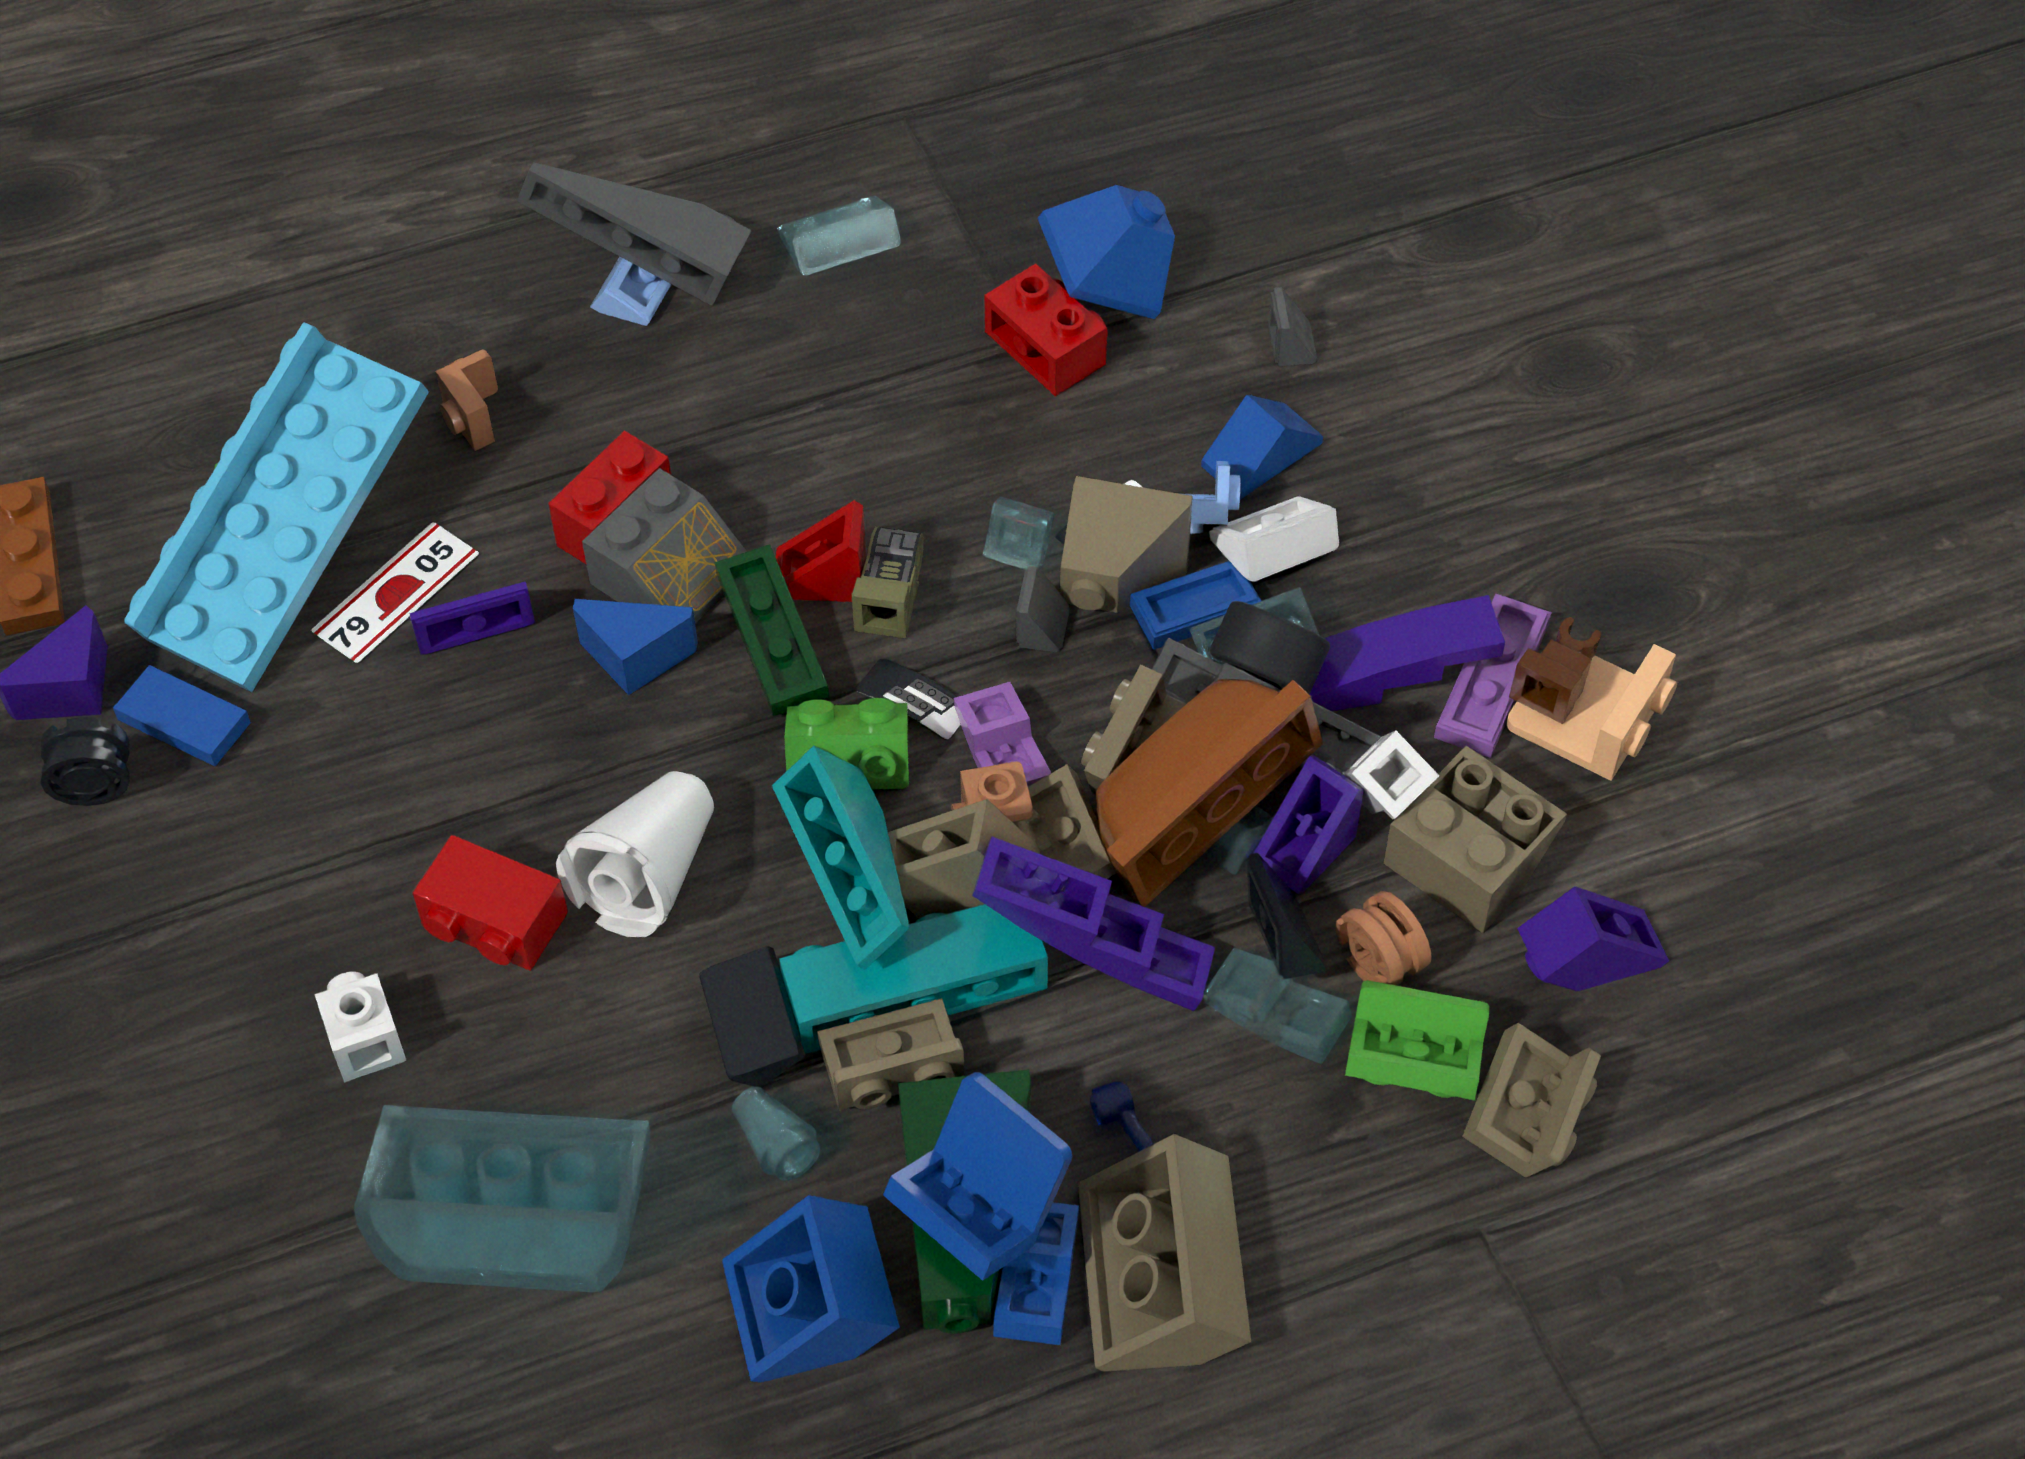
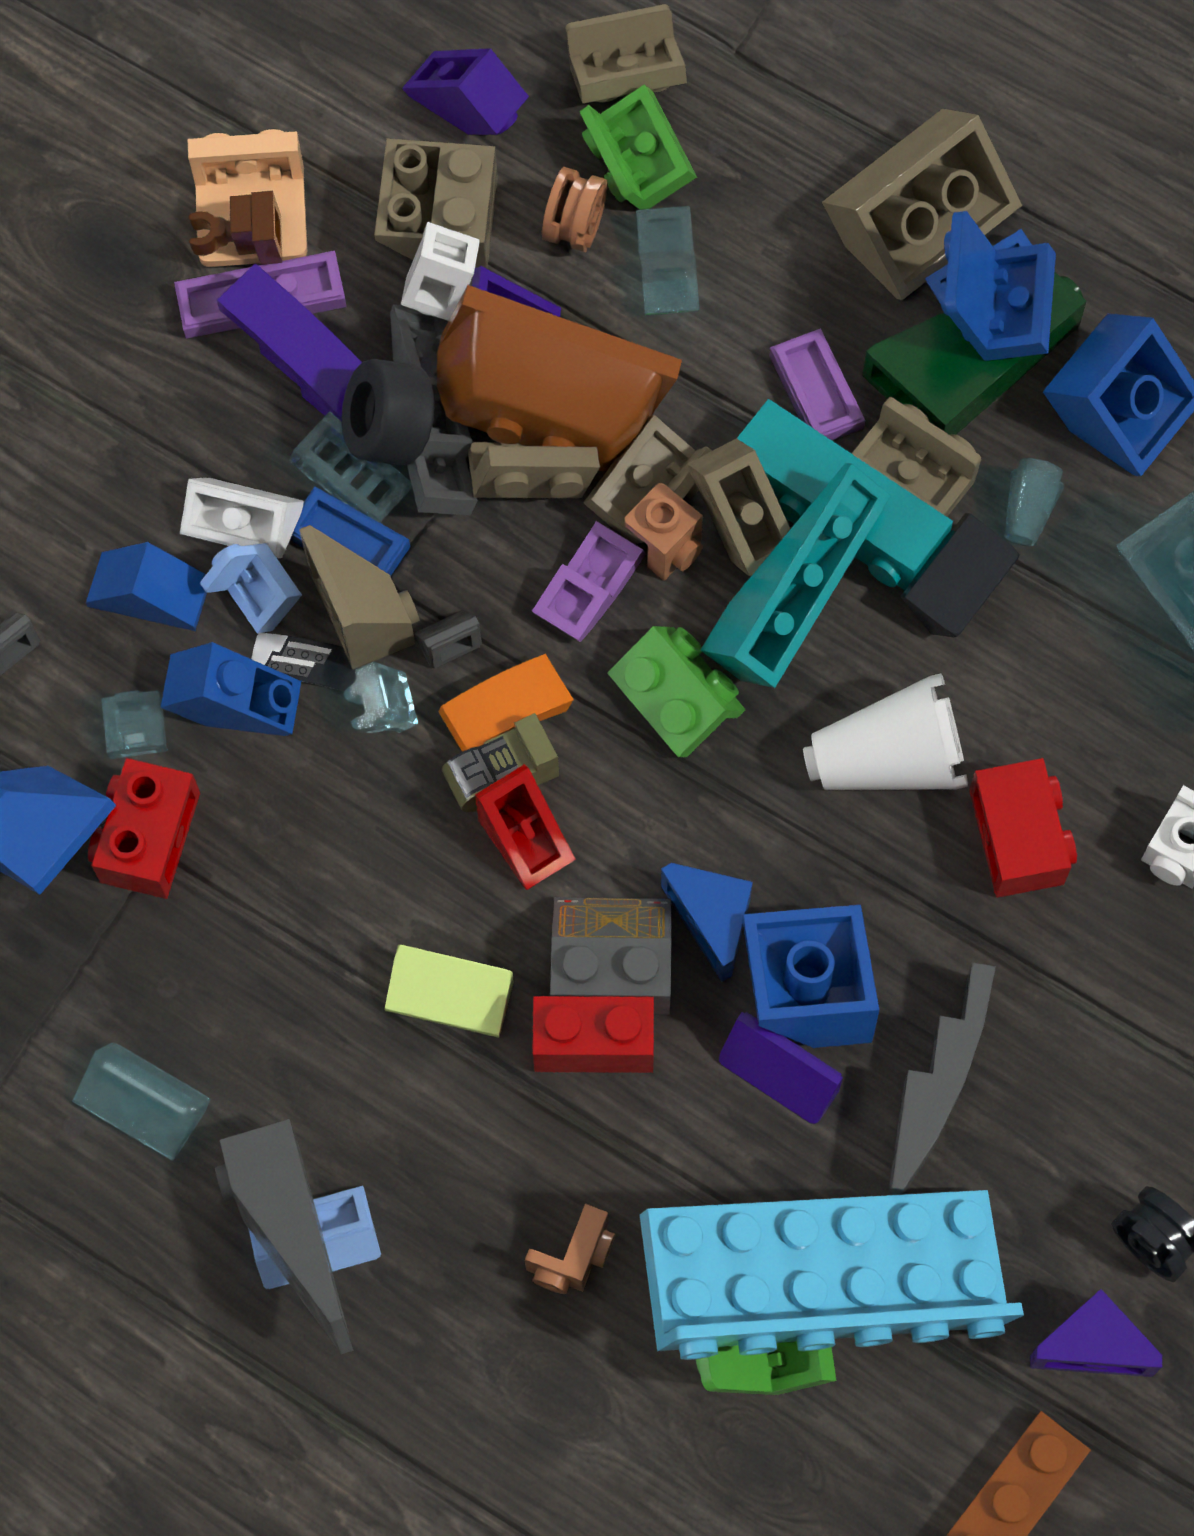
camera: 125 degrees left, 15 degrees up
(182, 715) = (1047, 1221): blue tile -> none
(352, 703) = (932, 1095): none -> dark grey slope
(394, 592) = (797, 1163): white sticker -> none
(507, 650) = (813, 975): none -> blue slope
(743, 450) = (449, 990): none -> yellowish green slope
(771, 629) = (619, 817): dark green plate -> none
(925, 699) = (590, 686): sticker -> none
(941, 617) = (505, 699): none -> orange slope
(1044, 1042) = (817, 385): none -> medium lavender tile
(1086, 922) = (723, 378): dark purple slope -> none
(1115, 433) = (230, 691): none -> blue slope
(1115, 1103) = (831, 312): clear blue hand -> none
(1147, 377) = (133, 724): none -> clear light blue tile
(1281, 922) = (610, 281): black slope -> none

